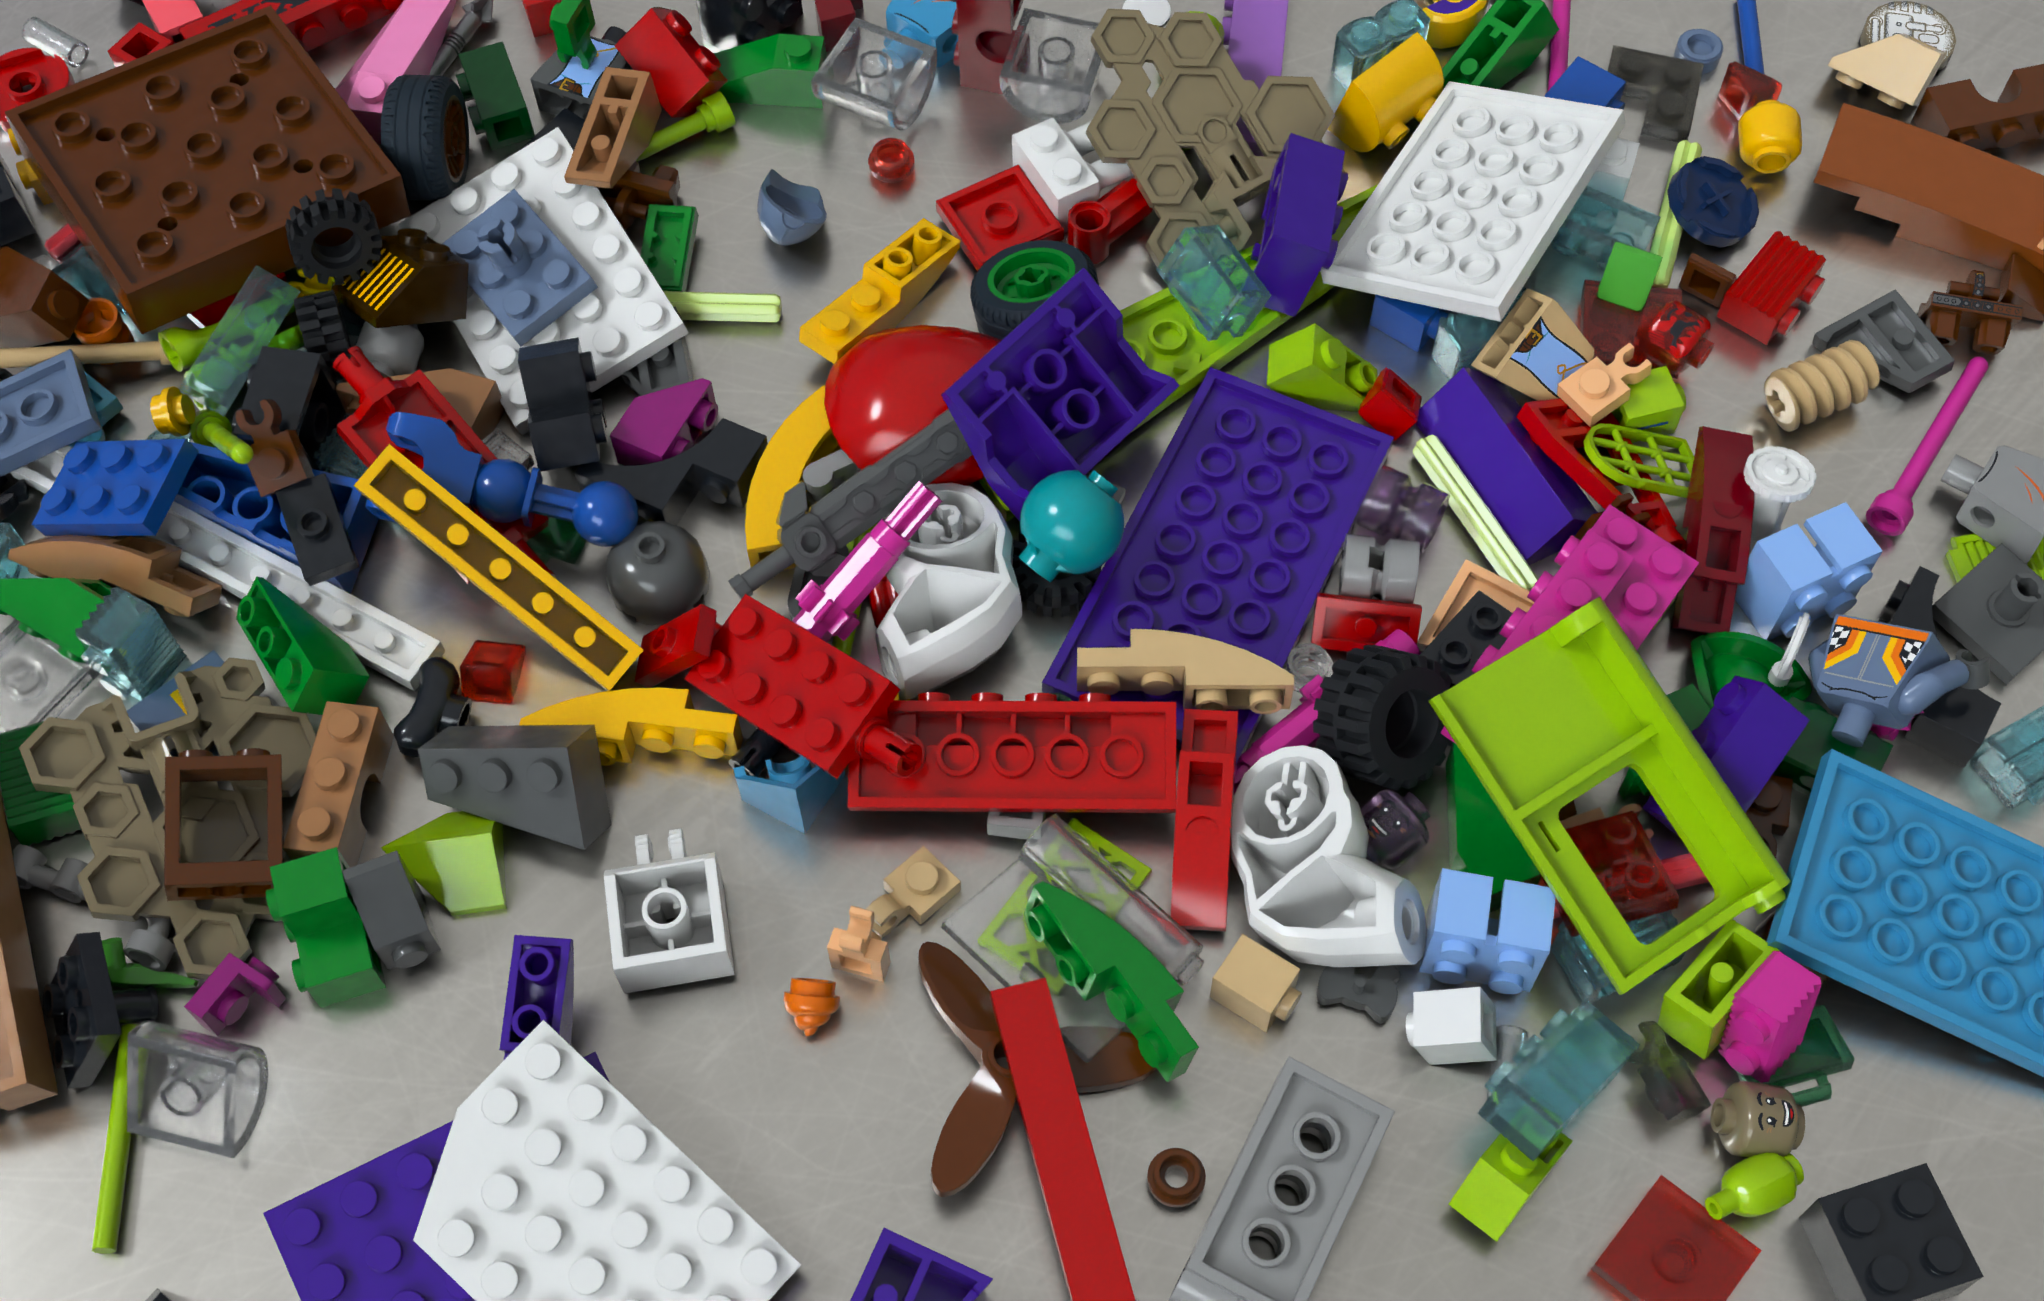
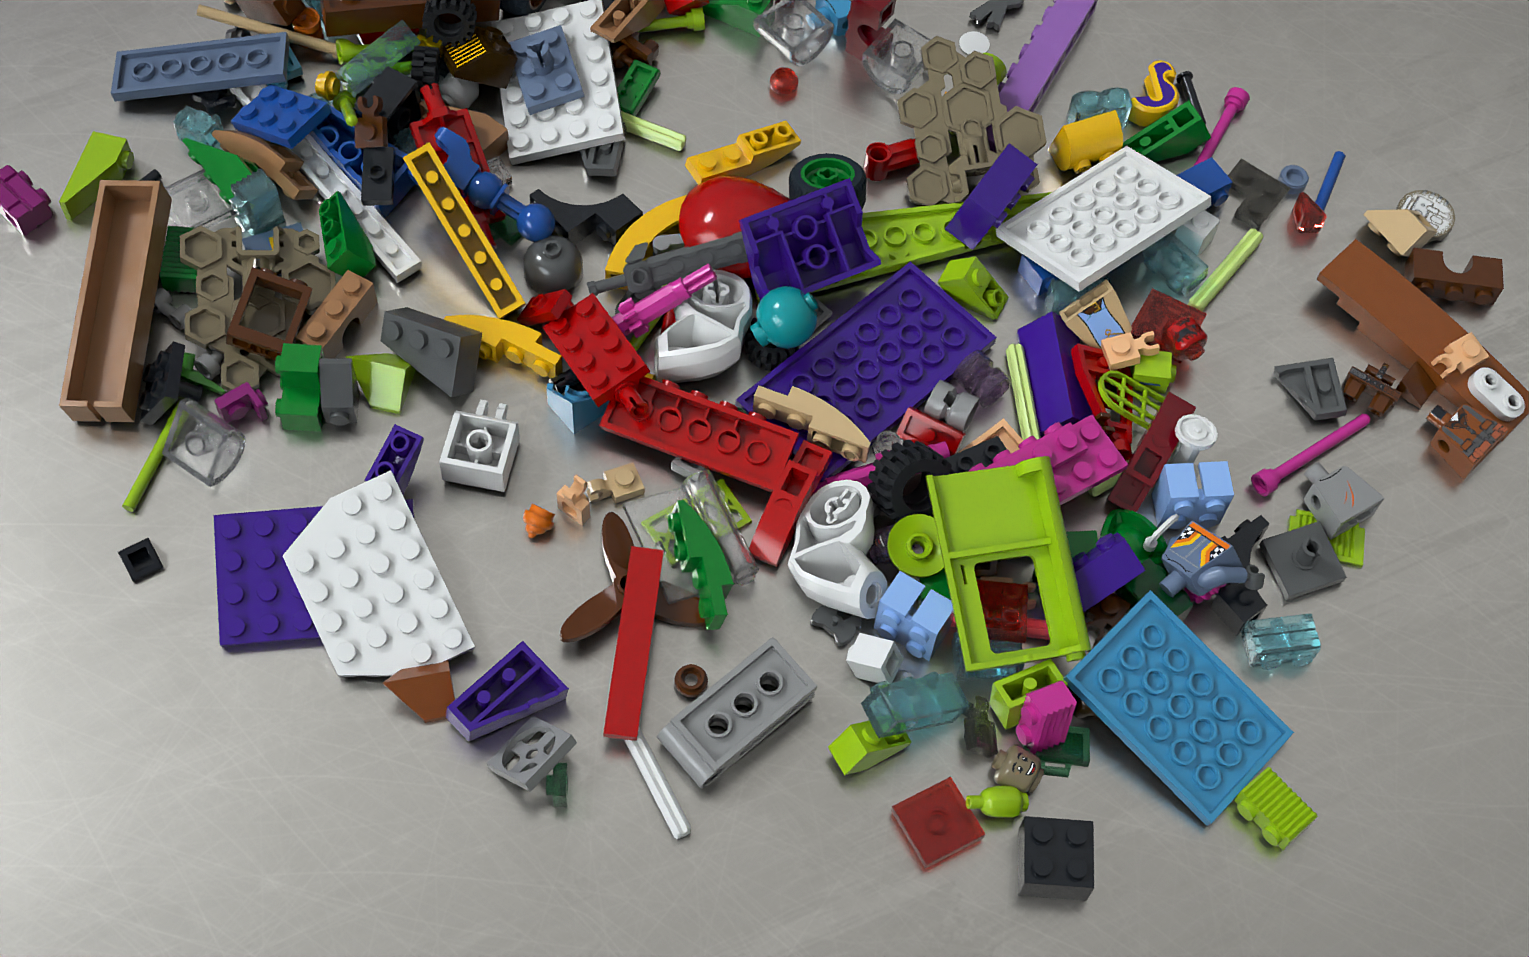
camera: 15 degrees right, 0 degrees up
(434, 708) = (404, 294): black piece -> none
(492, 671) = (442, 287): clear red slope -> none
(562, 415) = (537, 156): black brick -> none
(664, 423) = (591, 185): magenta slope -> none
(789, 210) = (712, 88): sand blue cap -> none
(998, 215) = (831, 133): red plate -> none
(1056, 166) = (873, 120): white brick -> none
(1213, 282) = (929, 213): clear light blue brick -> none
(1256, 984) = (778, 598): tan brick -> none
(1391, 405) = (1005, 319): red slope -> none
(1458, 794) = (914, 530): none -> lime dish
(1629, 276) = (1175, 294): bright green slope -> none
(1706, 280) = (1226, 315): reddish brown slope -> none
(1712, 202) = (1252, 270): dark blue tile -> none
(1770, 136) = (1306, 244): yellow head -> none
(1772, 287) = (1261, 332): red brick -> none
(1821, 384) = (1260, 394): tan piece -> none

